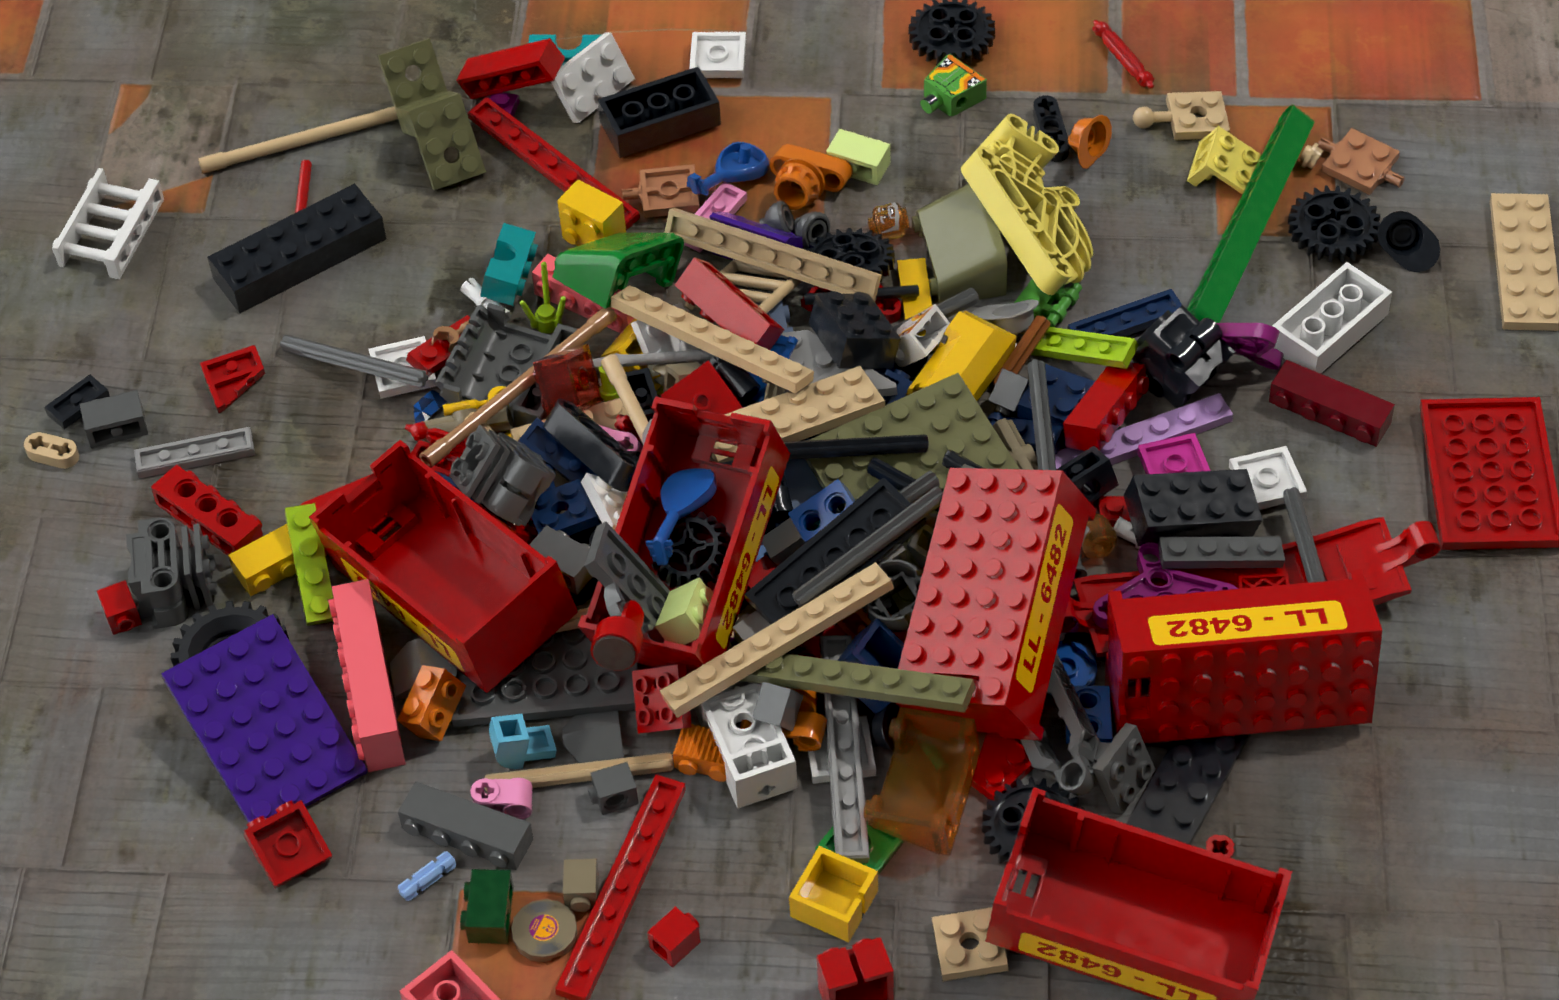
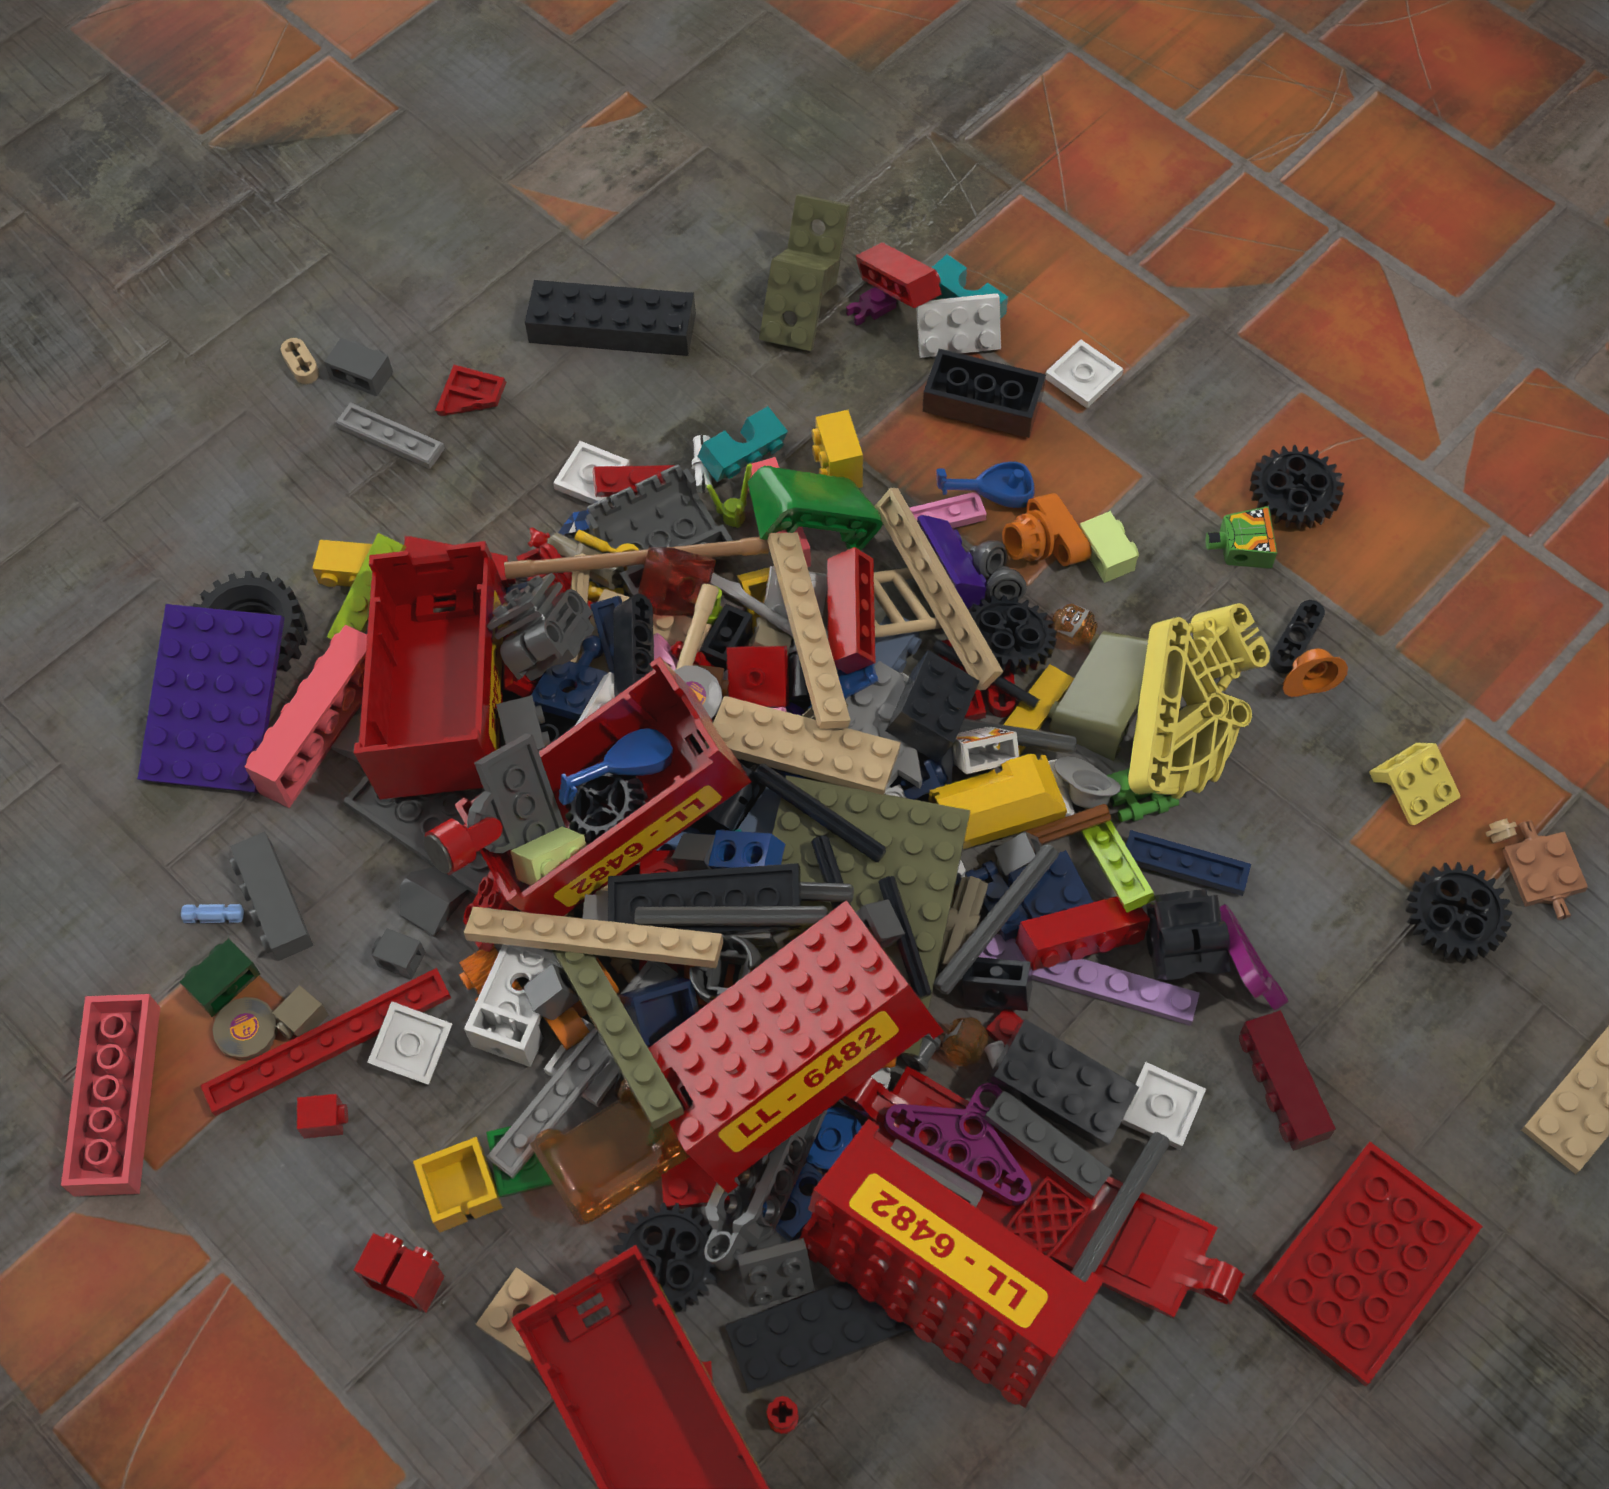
camera: 40 degrees right, 10 degrees up
(66, 407) = (360, 330): black plate -> none
(119, 607) = (219, 524): red brick -> none
(125, 238) = (514, 220): white fence -> none
(166, 571) = (269, 521): dark grey piece -> none
(195, 503) = (345, 475): red brick -> none
(223, 159) = (633, 205): tan piece -> none
(287, 843) = (144, 806): red plate -> none
(303, 185) = (670, 268): red bar -> none
(354, 360) = (558, 444): dark grey axle -> none
(431, 703) = (333, 776): orange brick -> none
(449, 334) = (636, 470): medium nougat piece -> none
(505, 795) = (318, 897): bright pink piece -> none
(516, 743) = (364, 859): medium azure brick -> none
(538, 152) = (864, 381): red tile -> none
(581, 771) = (390, 917): tan axle -> none
(665, 189) = (920, 462): nougat plate -> none
(692, 835) = (410, 1043): none -> white plate
(1123, 54) = (1428, 612): red wheel -> none
(1173, 455) = (1098, 1027): dark pink plate -> none
(1181, 114) = (1418, 716): tan plate -> none
(1251, 215) = (1383, 850): green beam -> none
(1332, 318) = (1360, 1002): white brick -> none
(1408, 241) = (1508, 981): black piece -> none

